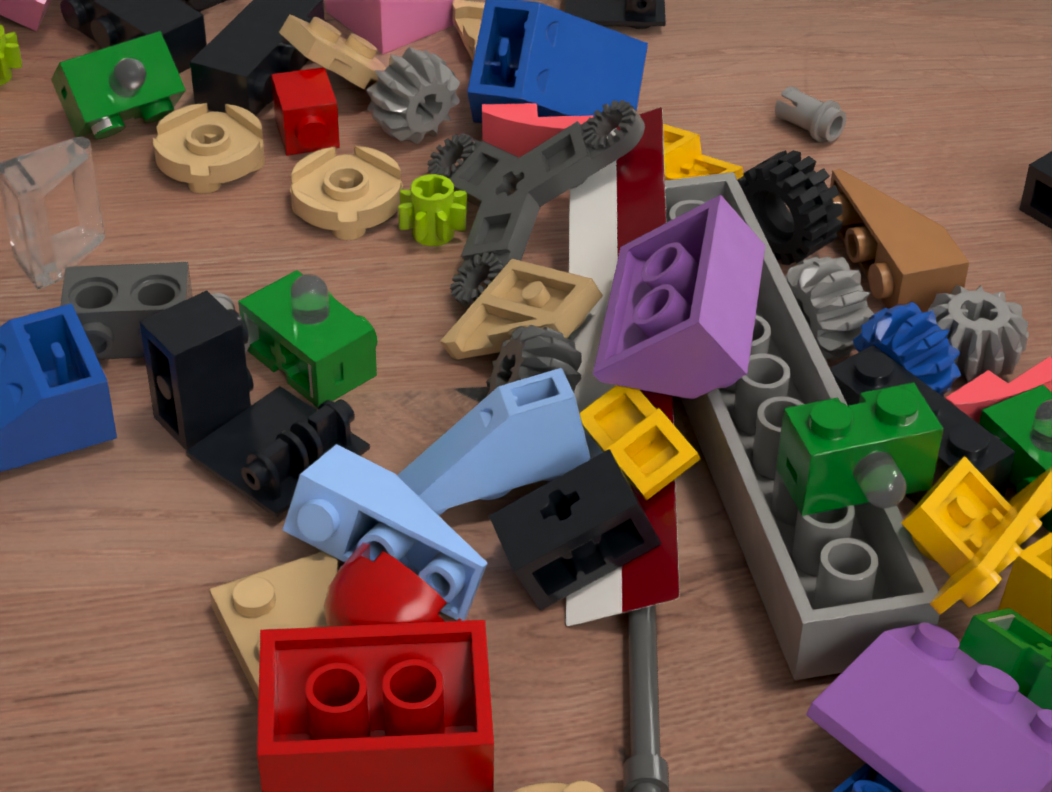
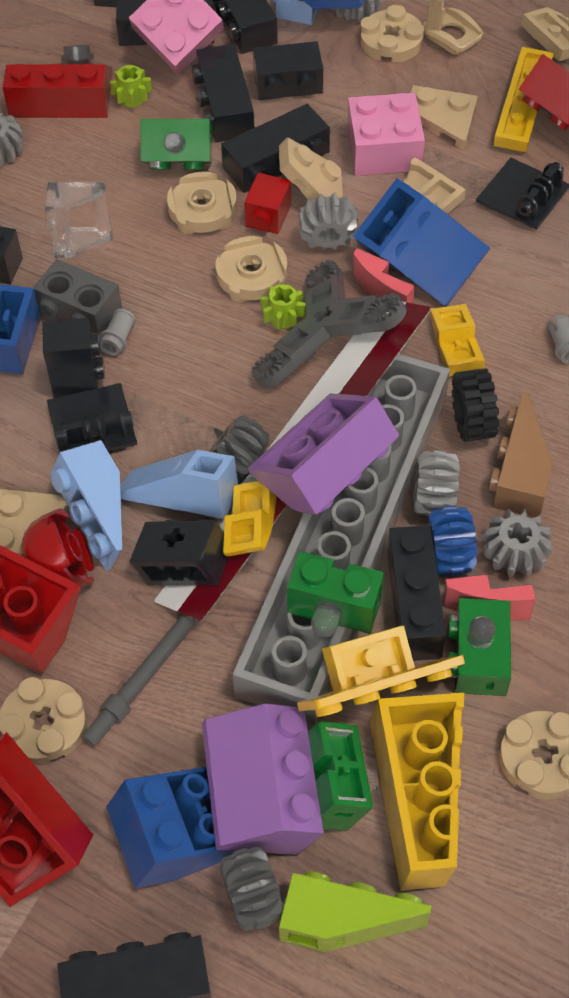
camera: 35 degrees right, 15 degrees up
(309, 337) = (153, 360): green piece -> none
(521, 297) = (268, 400): tan wing -> none

